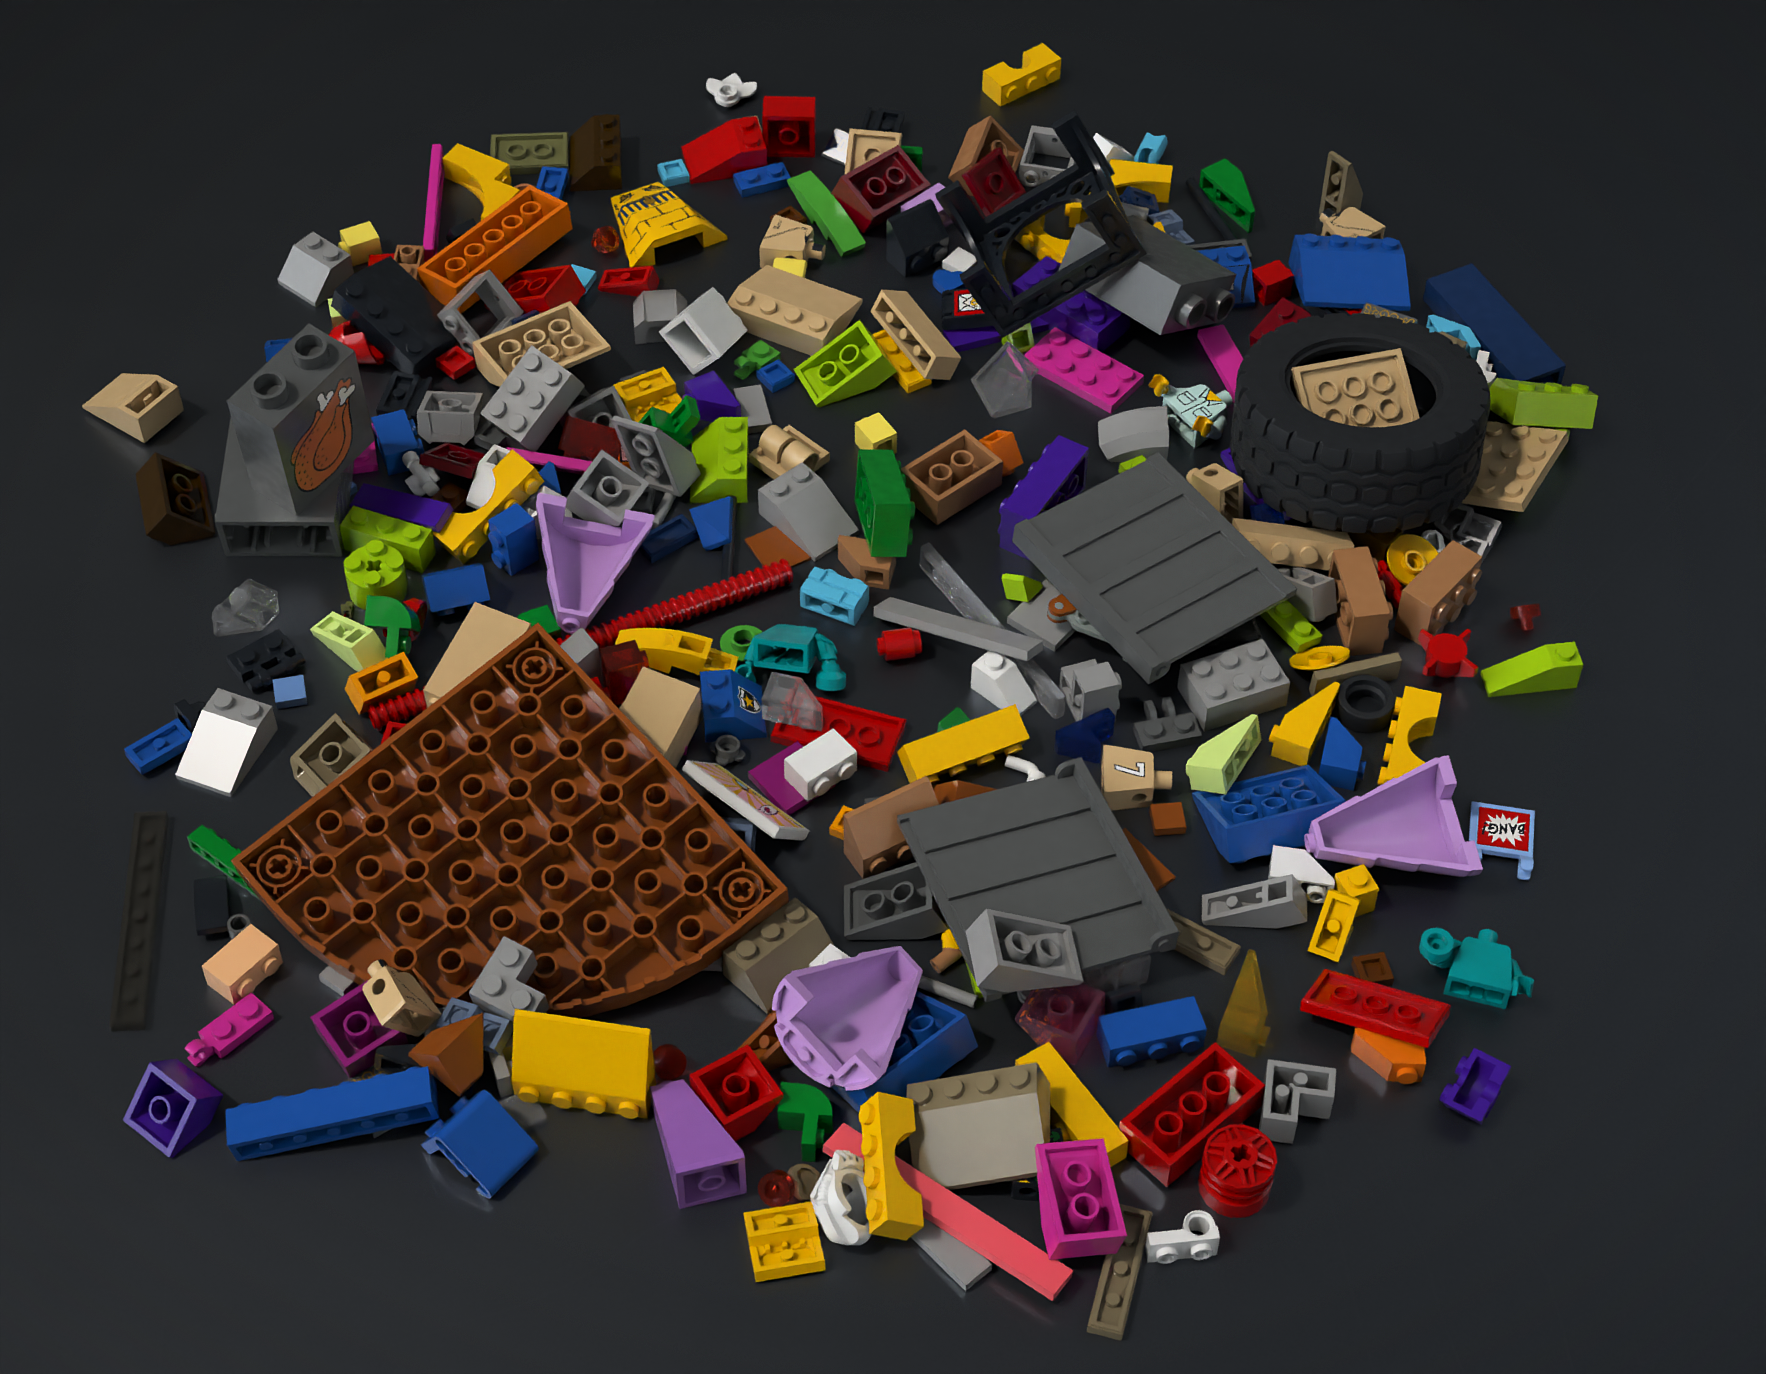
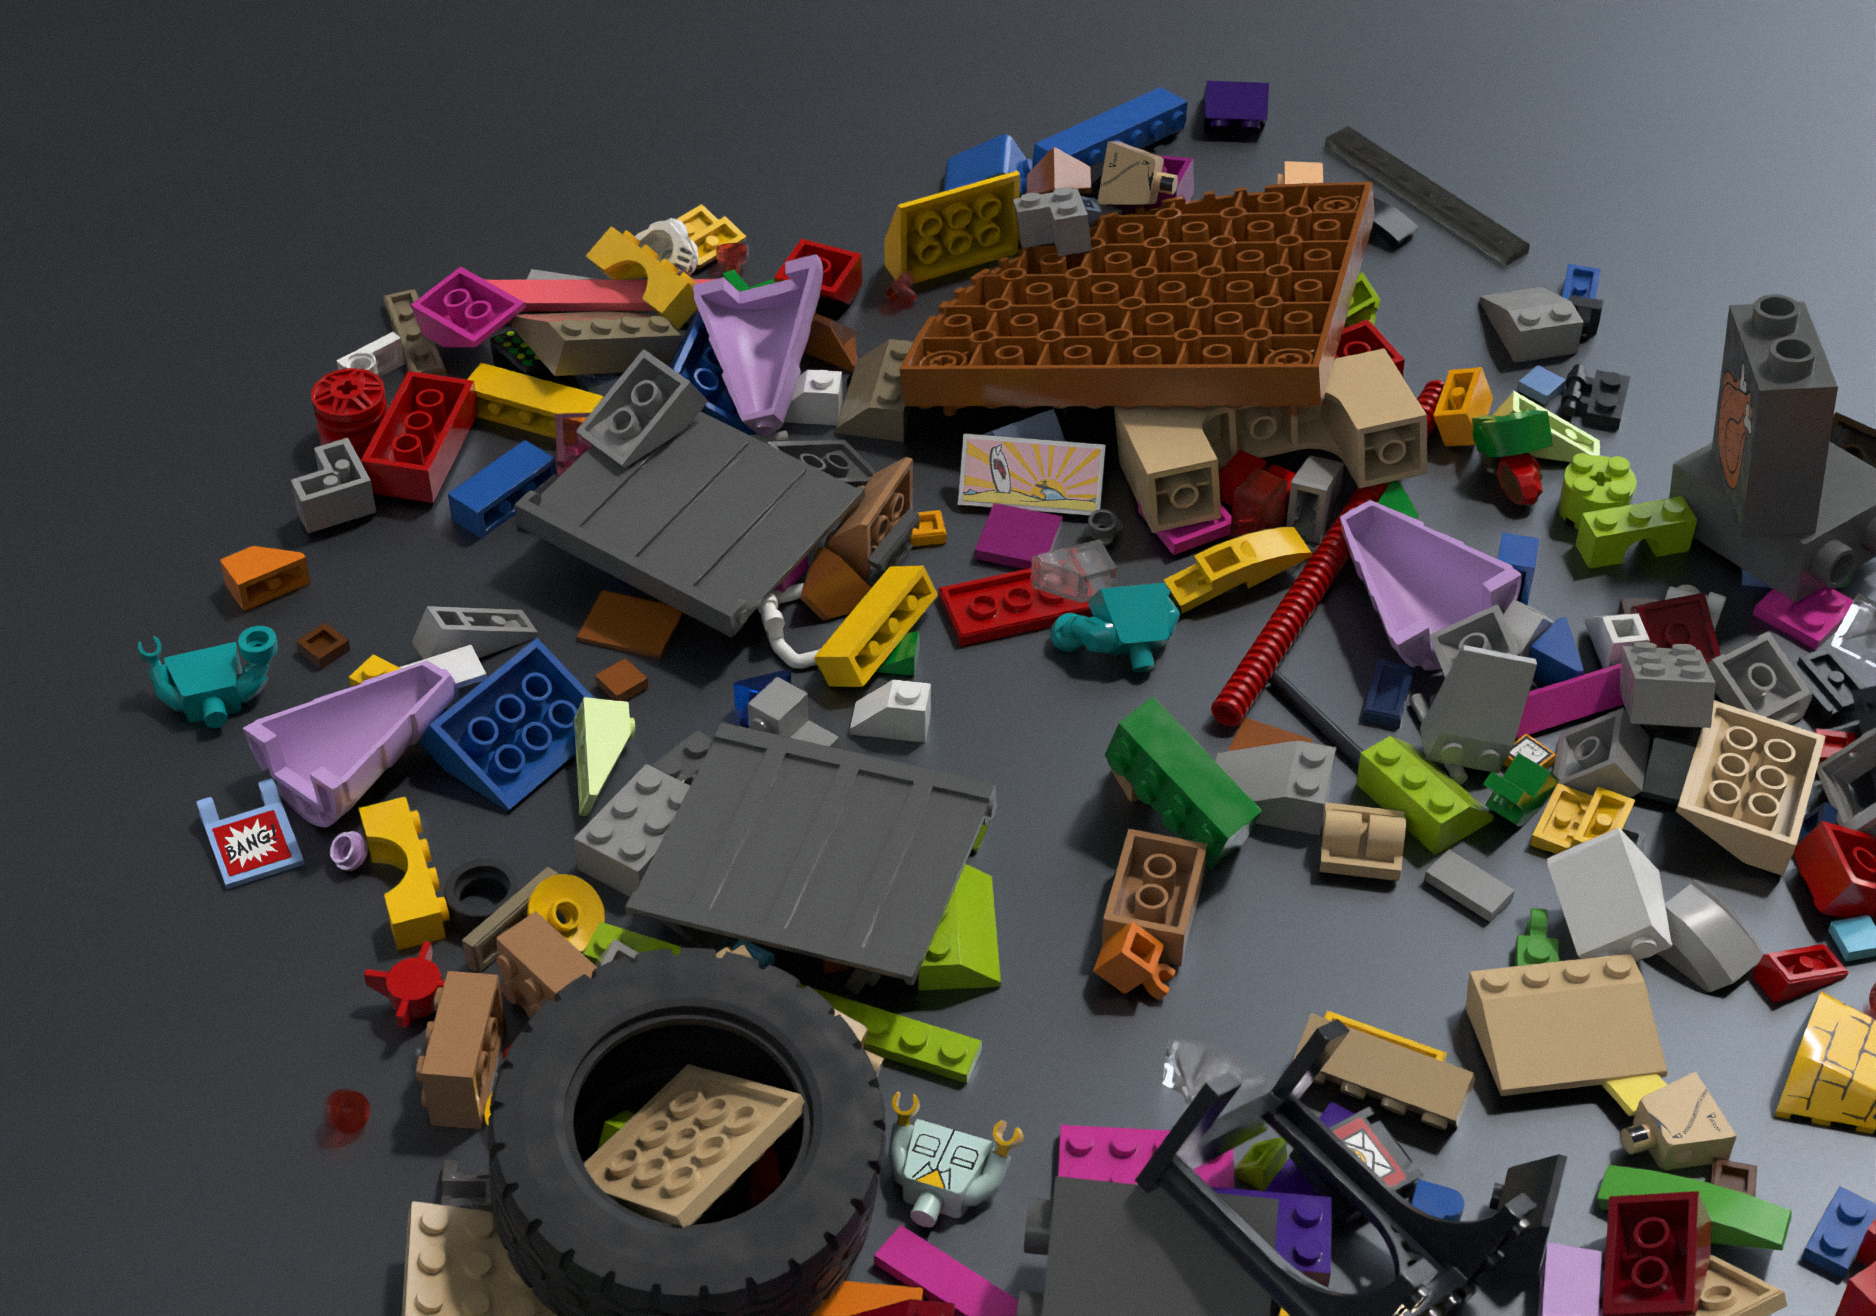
camera: 145 degrees right, 5 degrees down
(217, 852) = (1412, 252): green piece -> none
(229, 1030) = (1260, 163): dark pink plate -> none
(245, 610) = (1666, 411): clear slope -> none
(328, 754) = (1426, 347): dark tan slope -> none
(394, 438) = (1755, 615): blue brick -> none
(403, 506) = (1659, 555): dark purple tile -> none
(455, 588) = (1525, 512): blue slope -> none
(514, 484) = (1571, 588): yellow arch -> none
(587, 439) = (1571, 712): clear red brick -> none
(698, 1150) = (808, 214): medium lavender slope -> none
(712, 397) = (1516, 856): dark purple slope -> none
(714, 522) = (1358, 720): blue slope -> none
(729, 640) = (1197, 641): bright green piece -> none
(731, 706) = (1143, 549): blue slope -> none
(775, 376) = (1493, 944): blue tile -> none
(805, 1179) = (715, 268): dark tan piece -> none
(820, 764) = (992, 533): white brick -> none
(834, 595) = (1170, 694): medium azure brick -> none
(845, 367) = (1416, 990): lime slope -> none
(875, 433) = (1293, 914): light yellow brick -> none
(899, 644) = (1034, 696): red brick -> none
(958, 628) = (981, 720): light grey tile -> none
(974, 609) = (925, 751): clear tile -> none
(1049, 482) = (1026, 921): dark purple brick -> none
(1130, 778) = (686, 687): tan torso -> none
(1134, 434) = (996, 1092): light grey slope -> none
(1204, 945) = (523, 590): dark tan tile -> none
(1246, 1012) = (423, 544): clear yellow slope -> none
(1303, 727) = (536, 826): yellow slope -> none
(1334, 925) = (385, 647): yellow slope -> none
(1341, 757) = (474, 818): blue slope -> none
(1375, 1008) = (296, 588): red tile -> none
(1477, 1085) = (165, 575): dark purple cylinder -> none
(1538, 670) = (295, 1039): lime slope -> none

